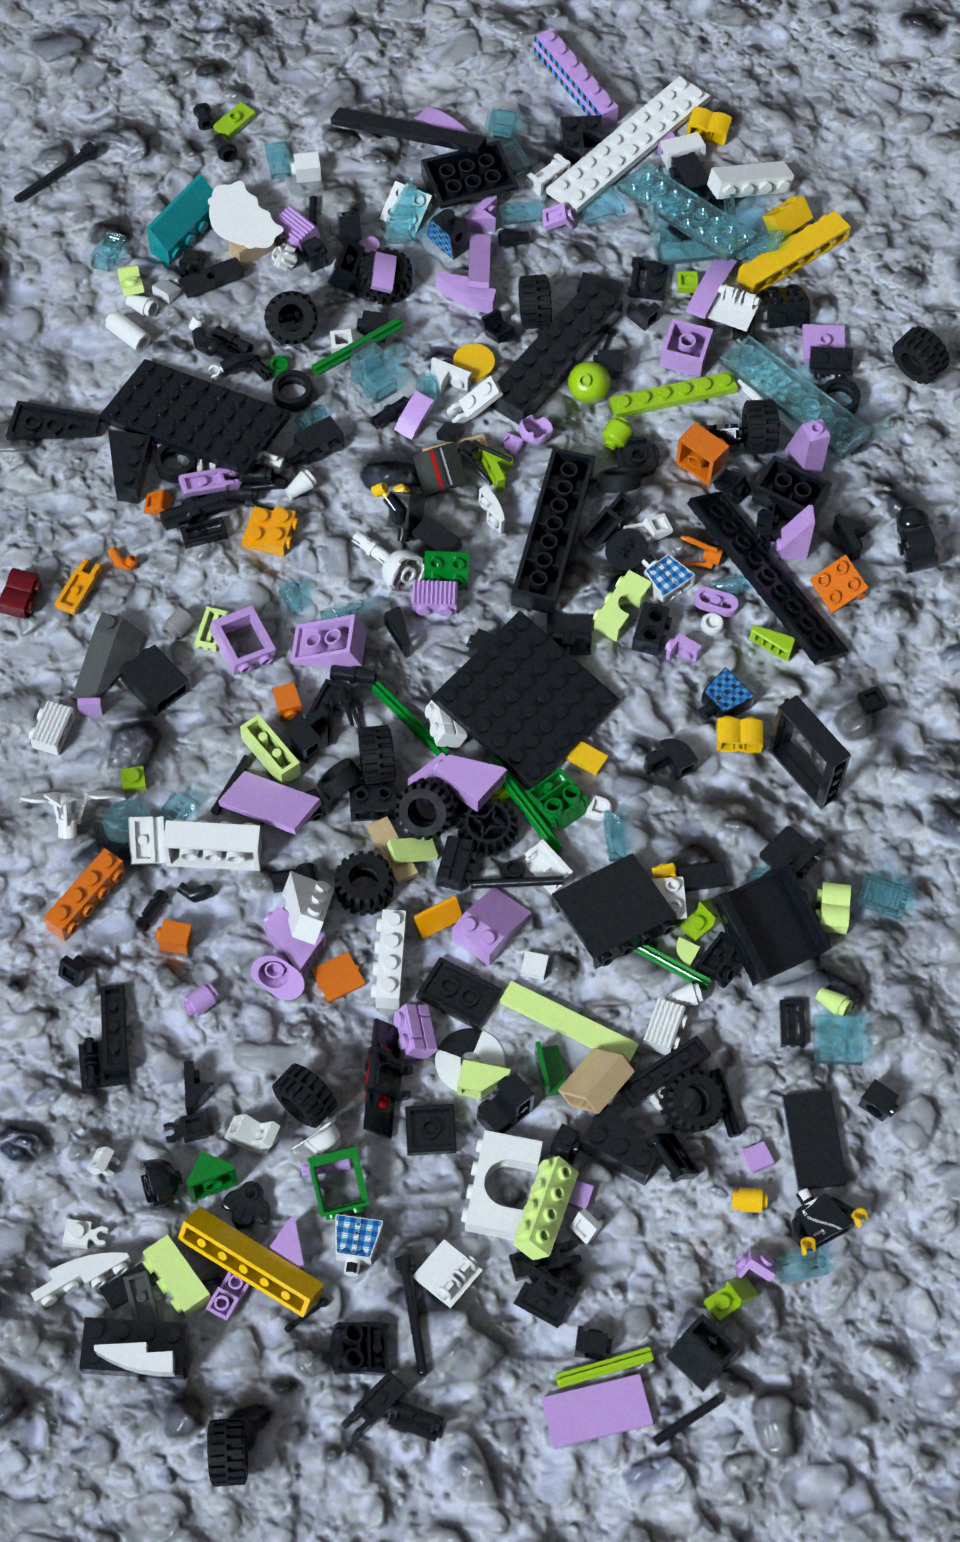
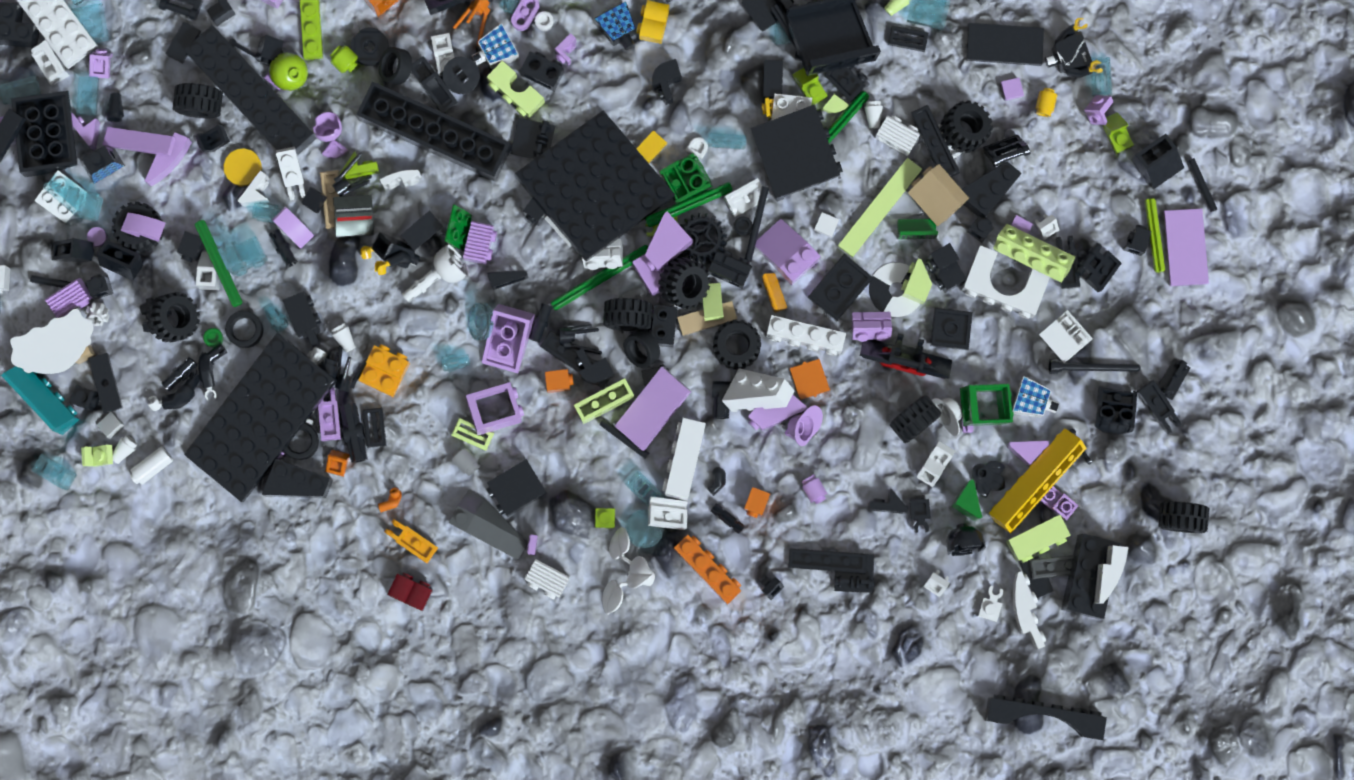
camera: 80 degrees left, 20 degrees up
(48, 422) = (236, 547): black wing -> none
(729, 1117) = (947, 104): black axle -> none

